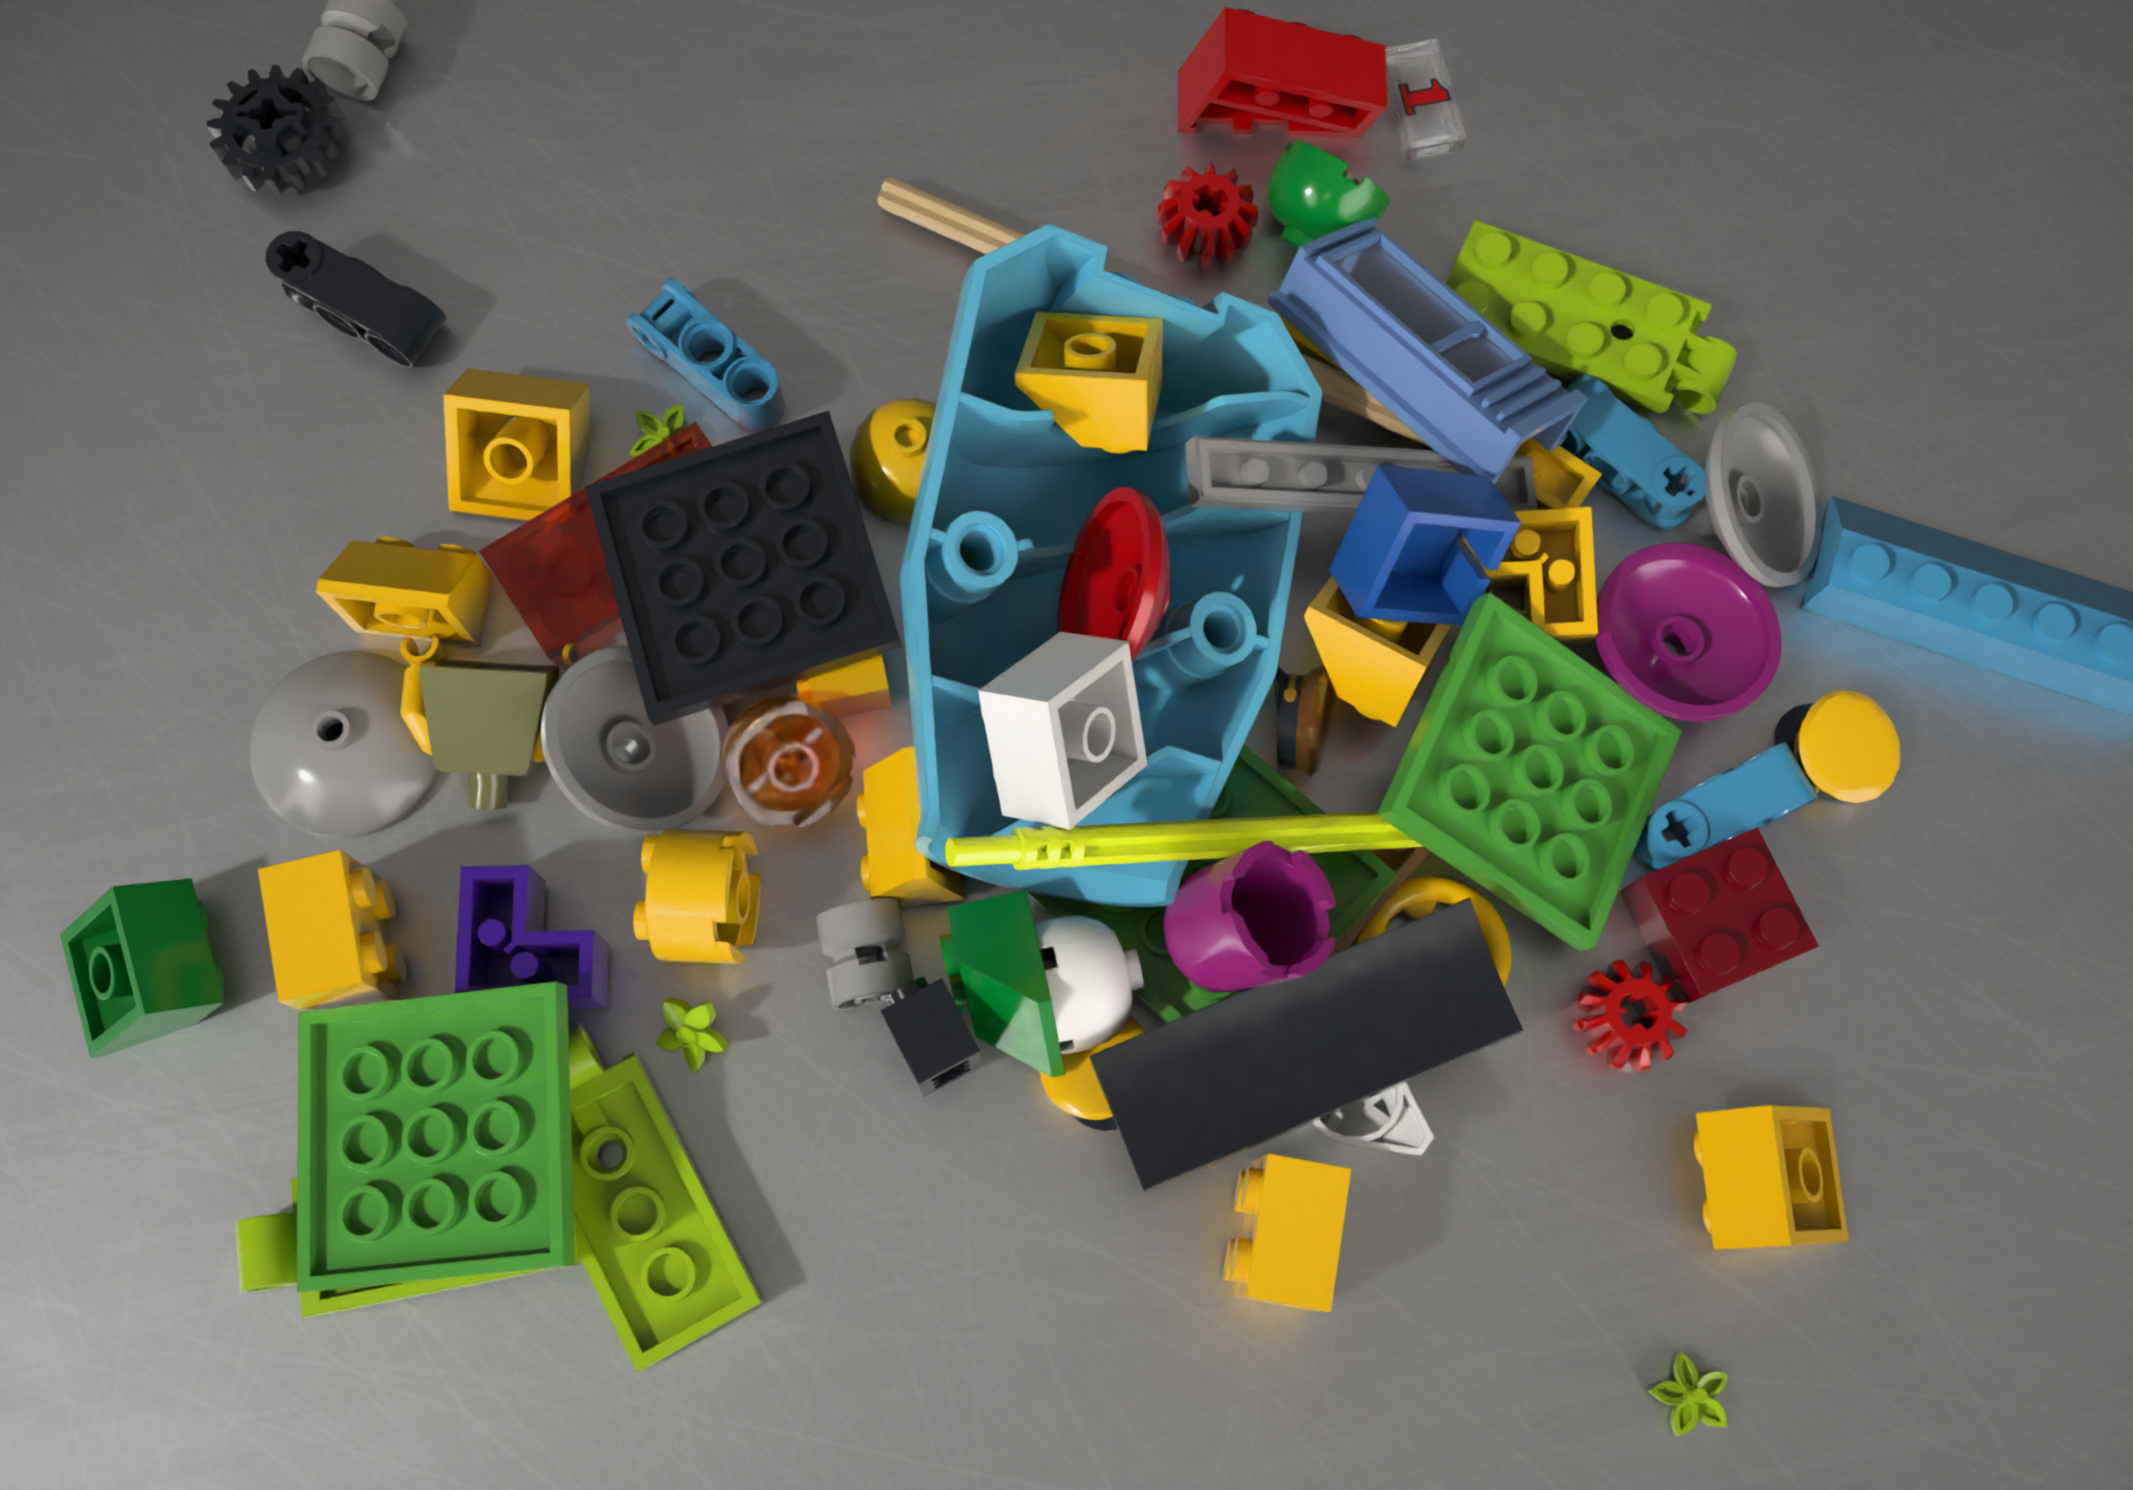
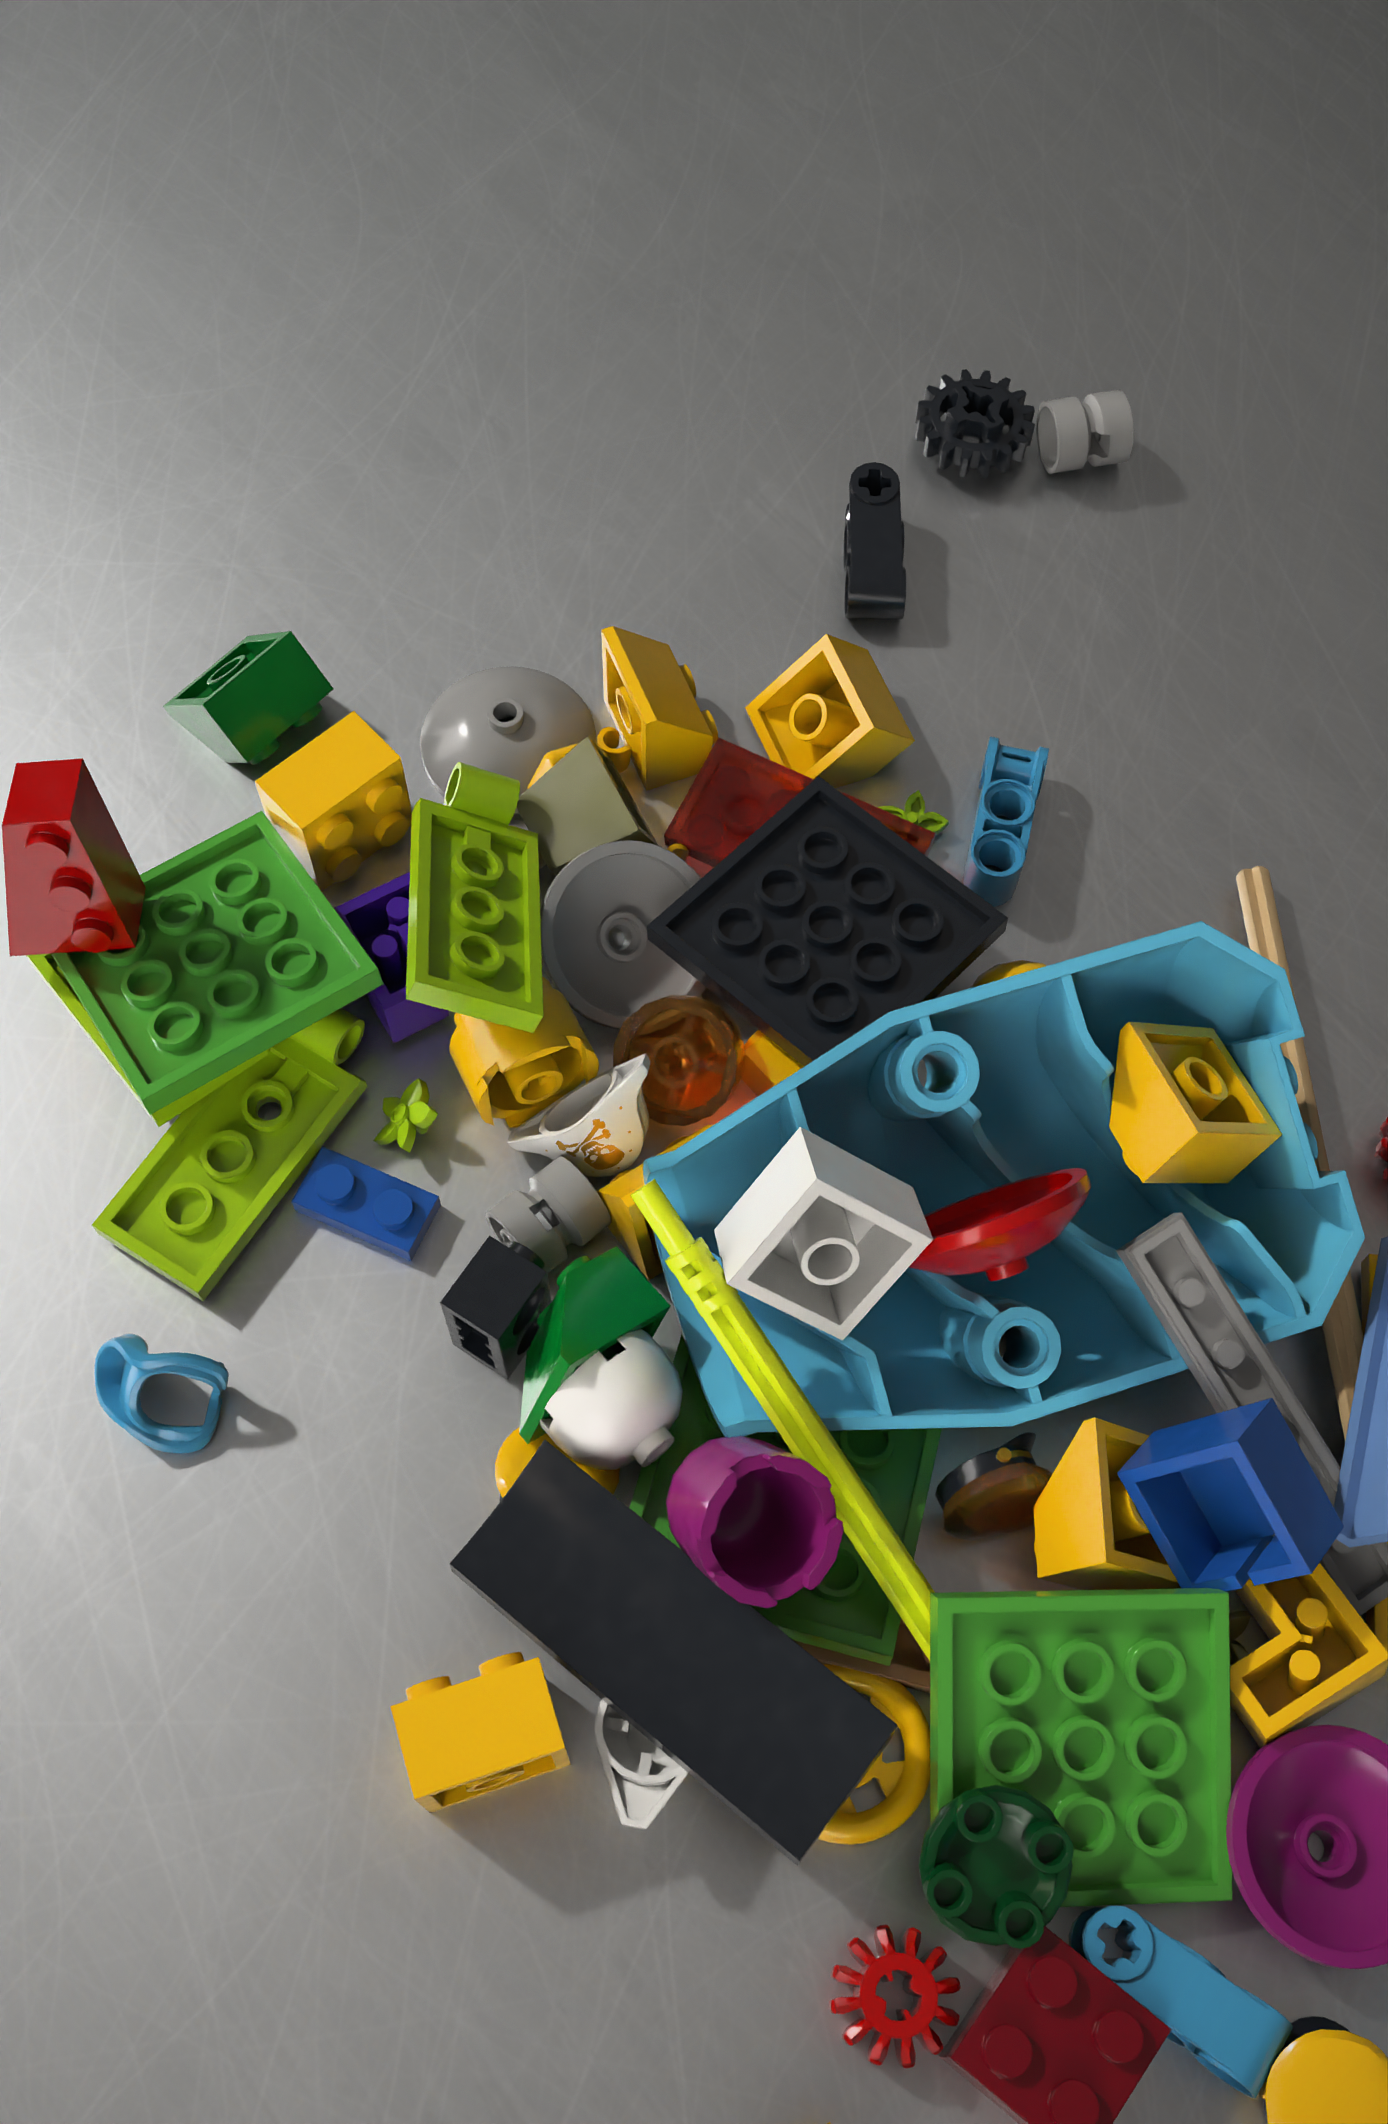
camera: 65 degrees right, 10 degrees down
(274, 1228) = (66, 865): none -> red wedge
(561, 874) = (475, 904): none -> lime hinge
(751, 1109) = (366, 1203): none -> blue plate
(798, 869) = (594, 1125): none -> white hat
(800, 1401) = (120, 1374): none -> dark azure piece
(1591, 885) = (996, 1866): none -> dark green dish

